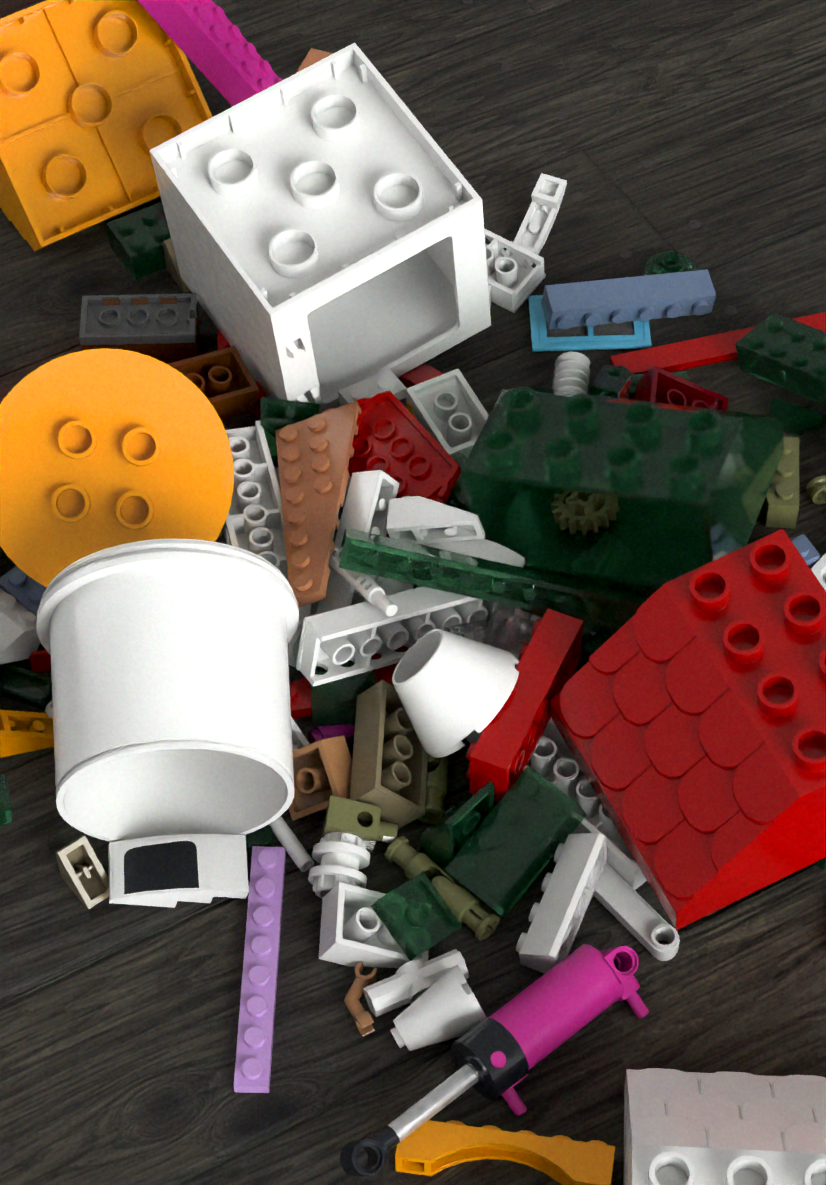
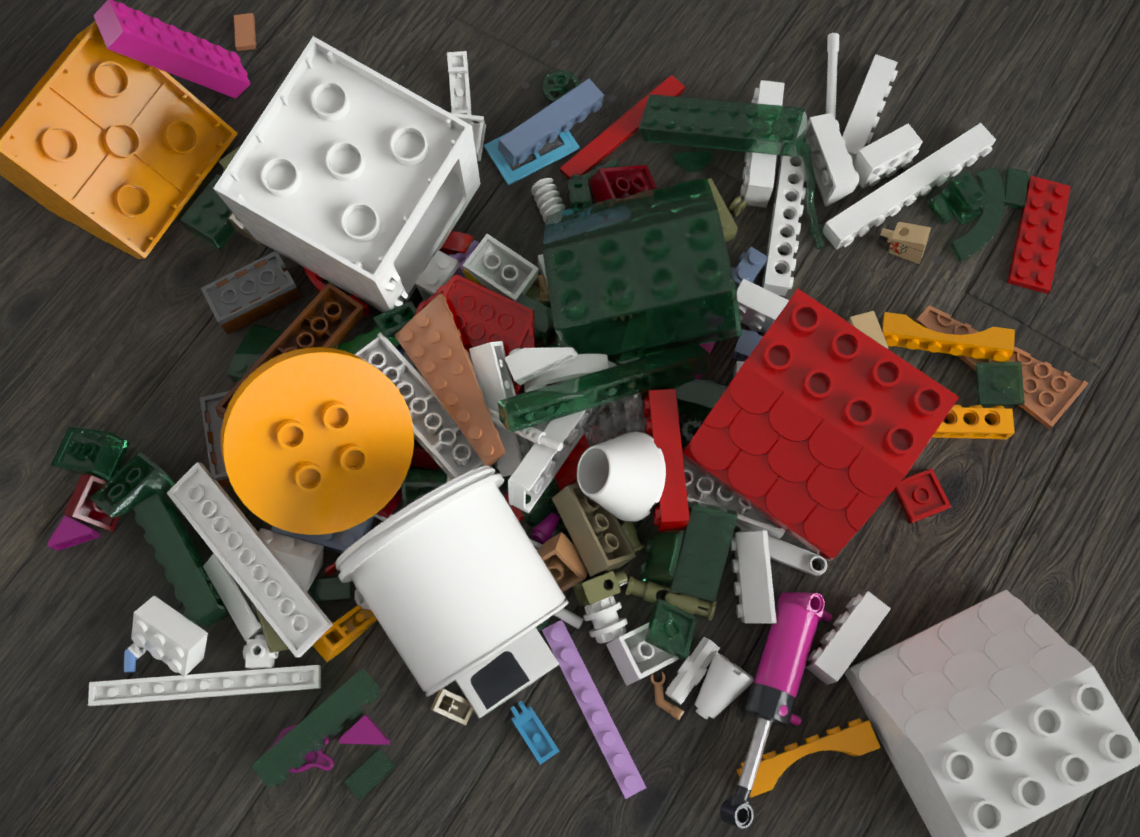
camera: 30 degrees left, 20 degrees up
(166, 956) = (534, 733): none -> dark azure hinge
(647, 1034) = (847, 638): none -> white brick

